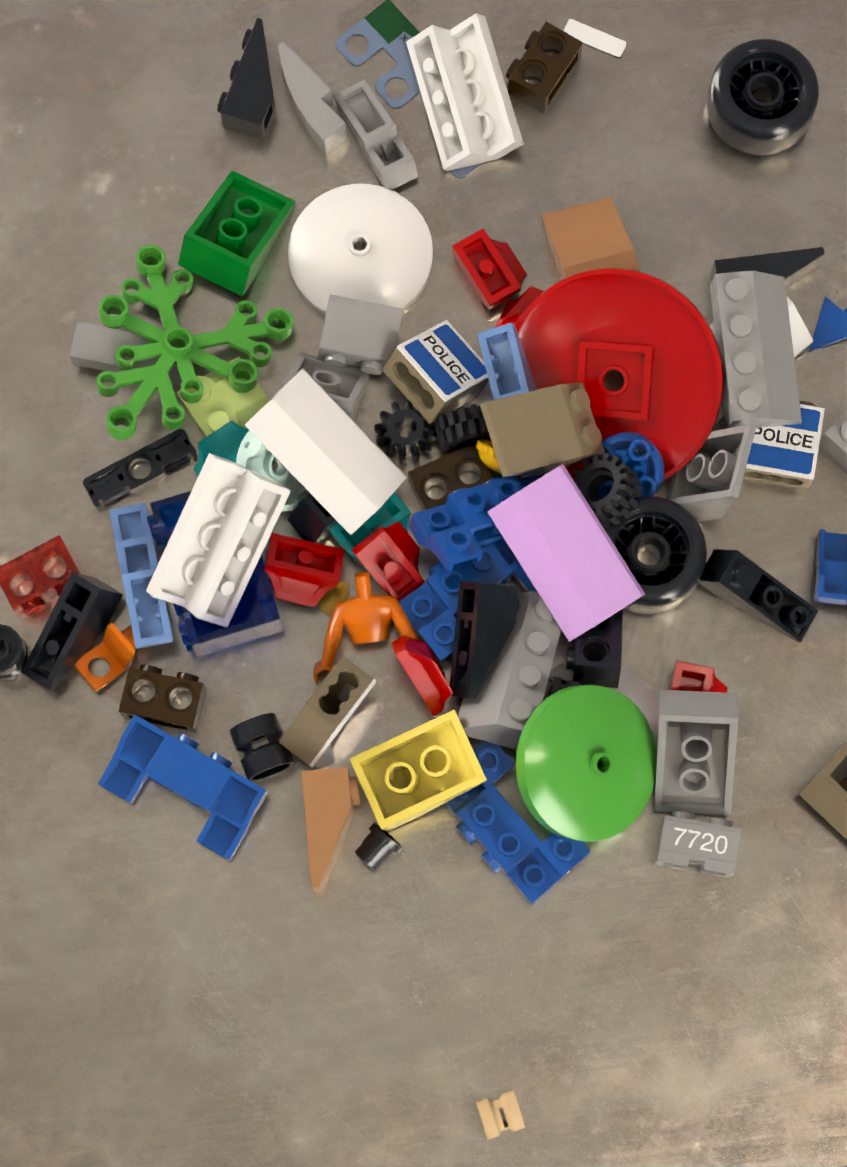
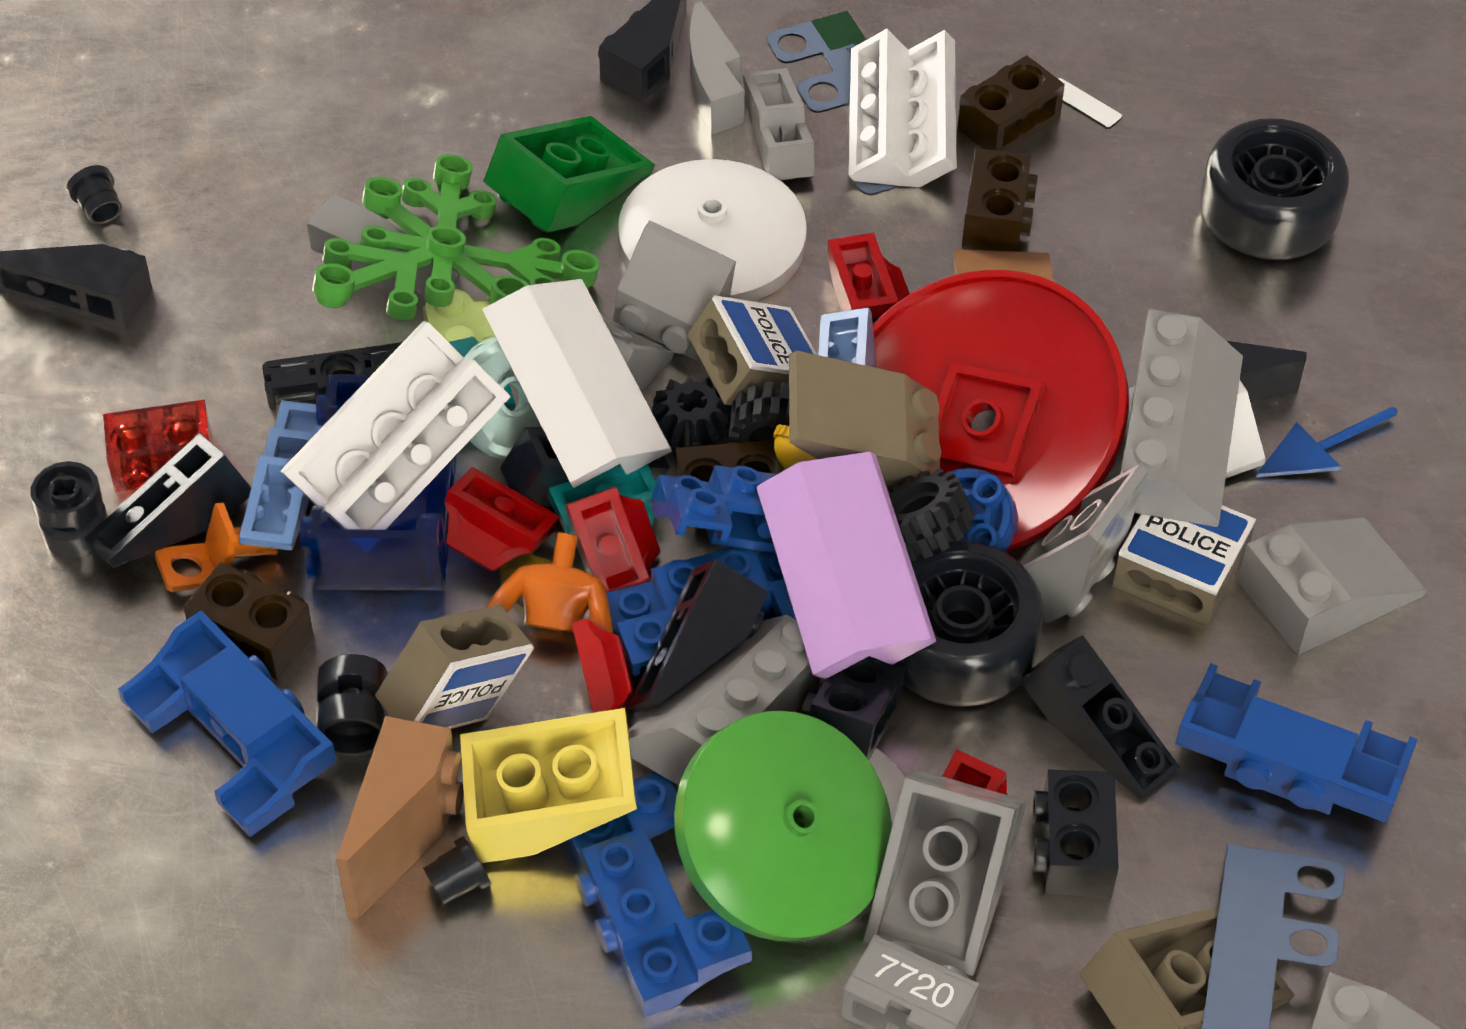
camera: 15 degrees right, 25 degrees down
(557, 164) = (997, 201): none -> dark brown brick
(779, 687) = (1084, 833): none -> black brick

